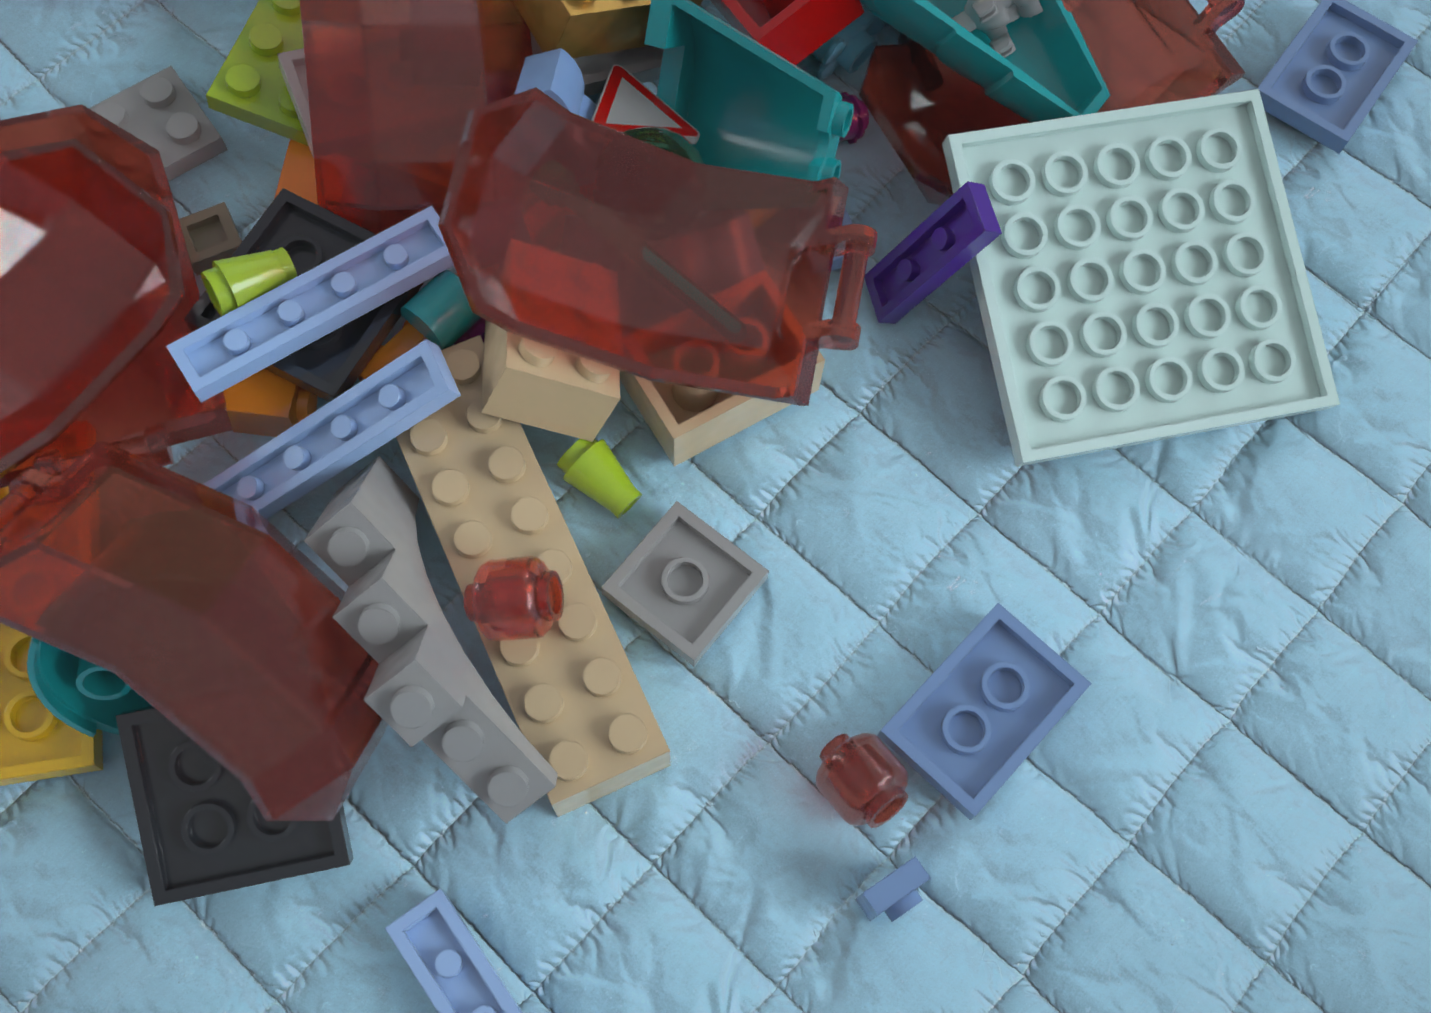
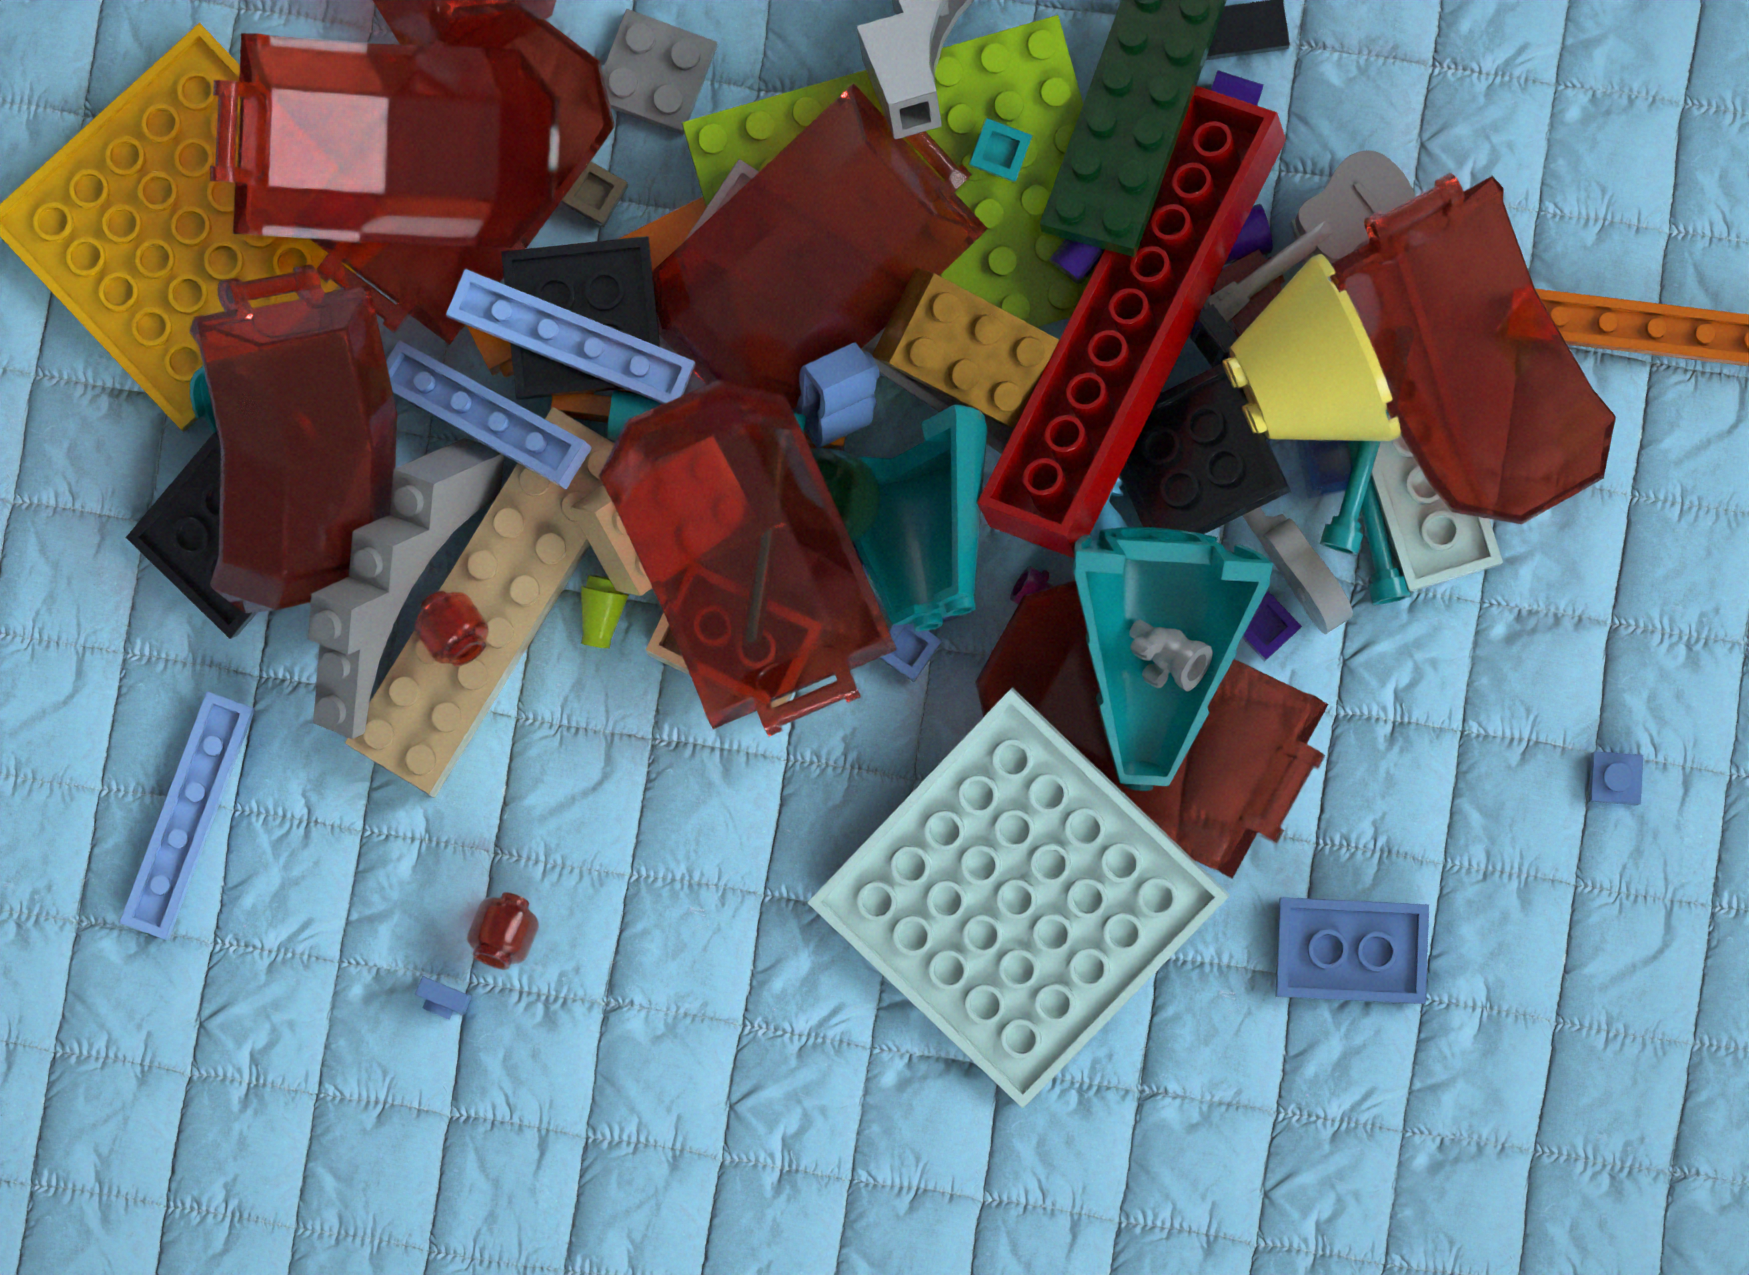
camera: 60 degrees right, 15 degrees up
(246, 277) = (553, 279): lime cone -> none
(630, 105) = (890, 440): piece -> none
(685, 583) = (563, 723): light grey plate -> none
(932, 252) = (920, 736): dark purple plate -> none
(984, 710) = (608, 984): medium blue plate -> none

